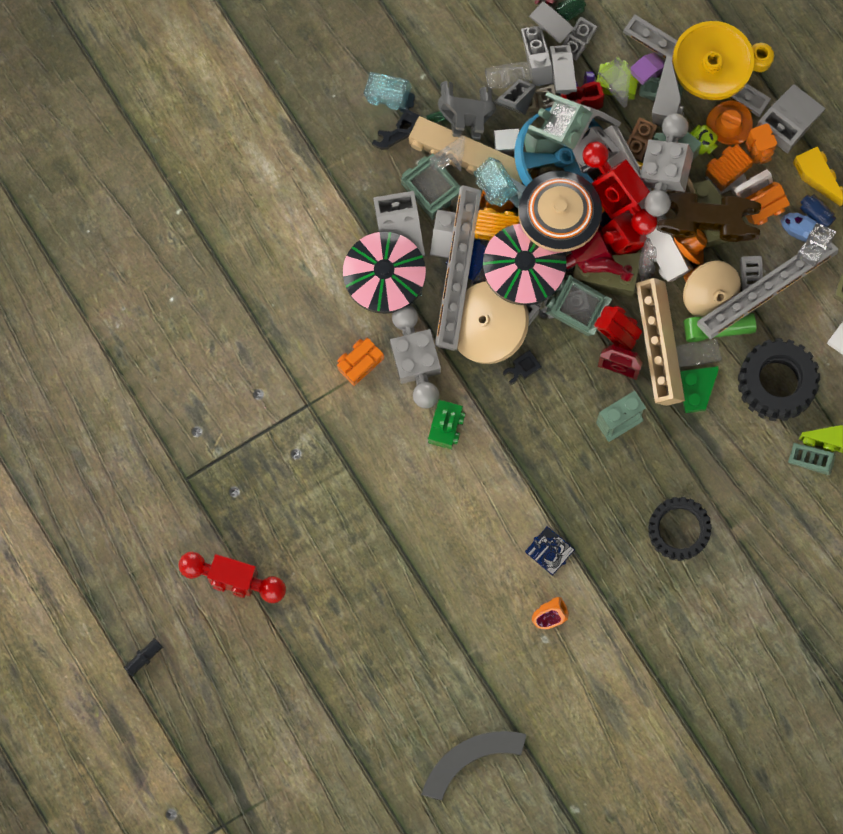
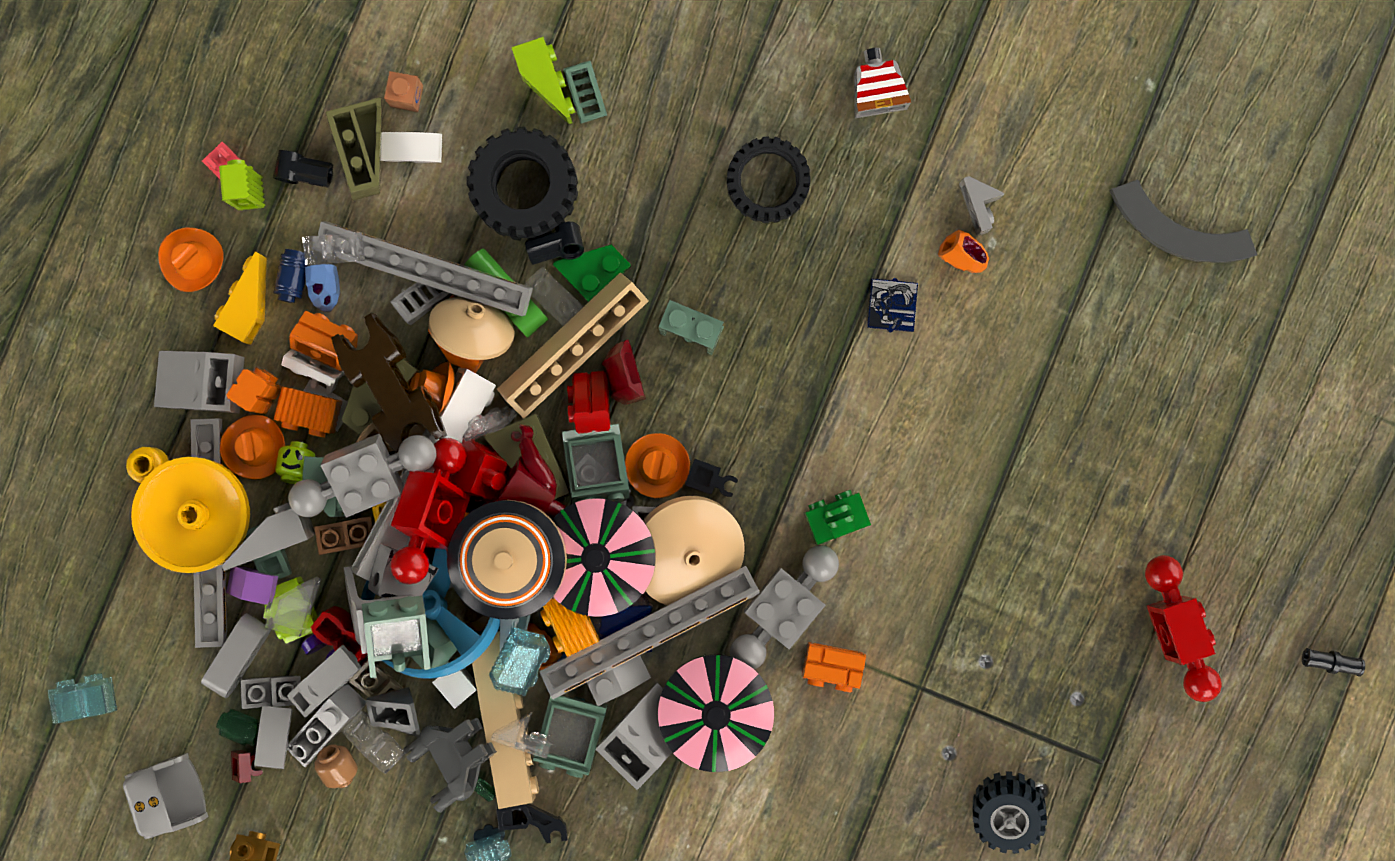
camera: 125 degrees left, 10 degrees up
(202, 399) = (1009, 812): none -> black wheel
(509, 45) = (335, 766): none -> medium nougat head
(553, 343) = (657, 465): none -> orange hat
(580, 646) = (976, 196): none -> light grey slope
(613, 32) = (235, 656): none -> light grey beam
(691, 636) = (879, 86): none -> torso
(726, 379) = (563, 242): none -> black piece

